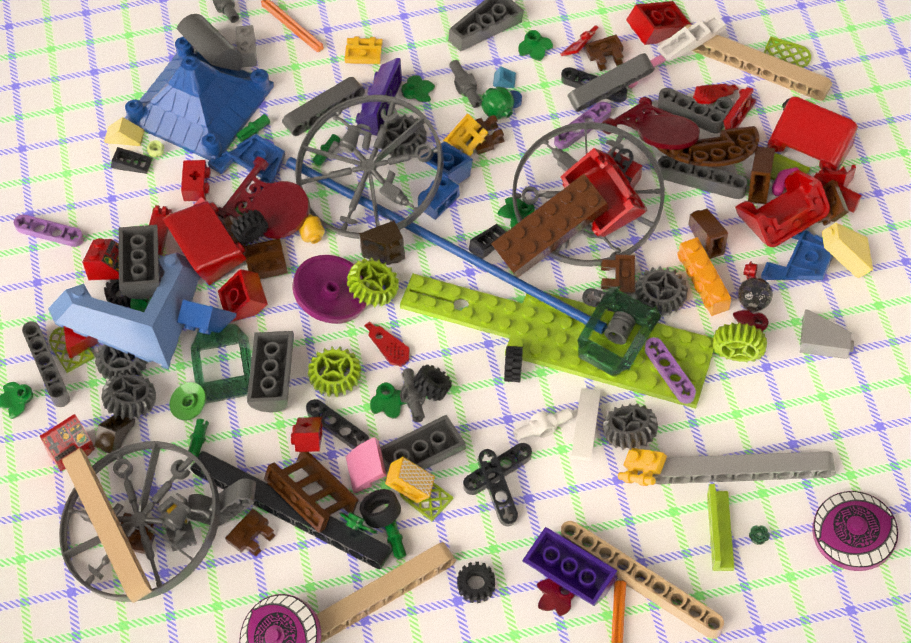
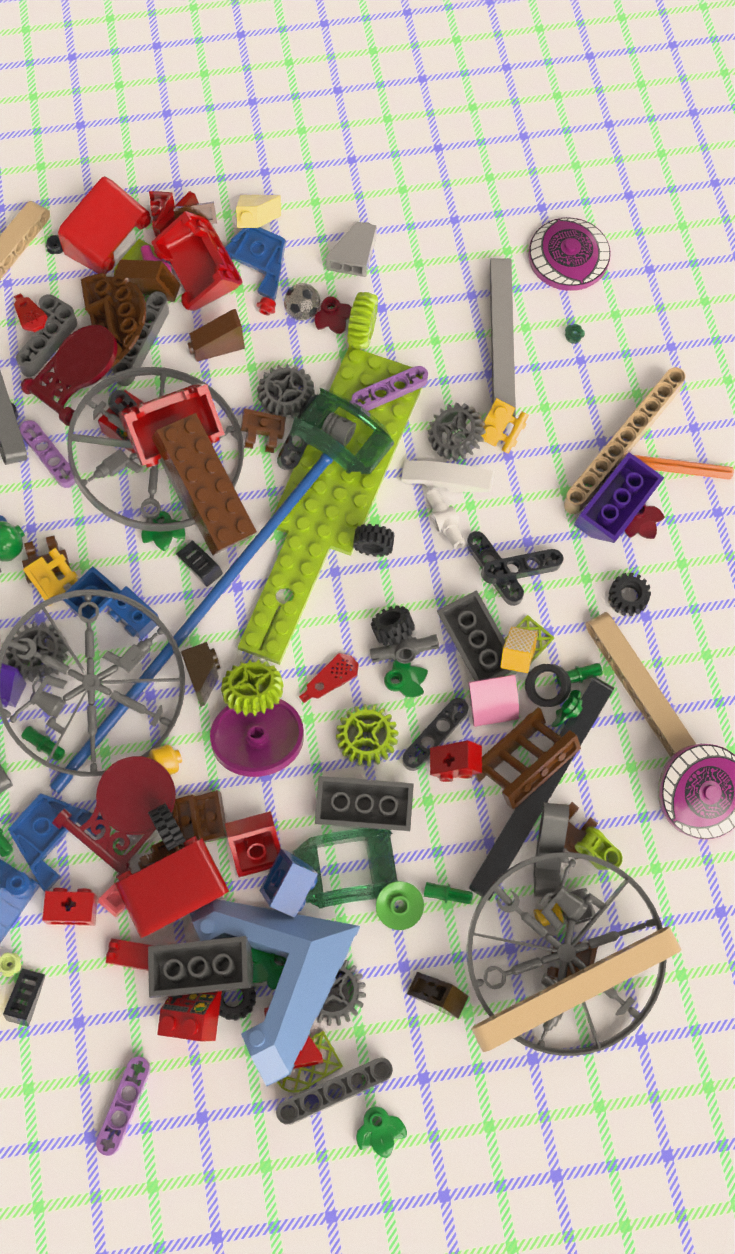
camera: 90 degrees left, 10 degrees up
(65, 439) = (456, 1050): slope -> none
(128, 396) = (400, 972): dark grey gear -> none
(229, 548) = (599, 846): none -> lime piece
(704, 276) = (272, 348): light orange brick -> none
(720, 529) = (569, 367): lime fence -> none
(740, 109) = (36, 283): red hinge -> none

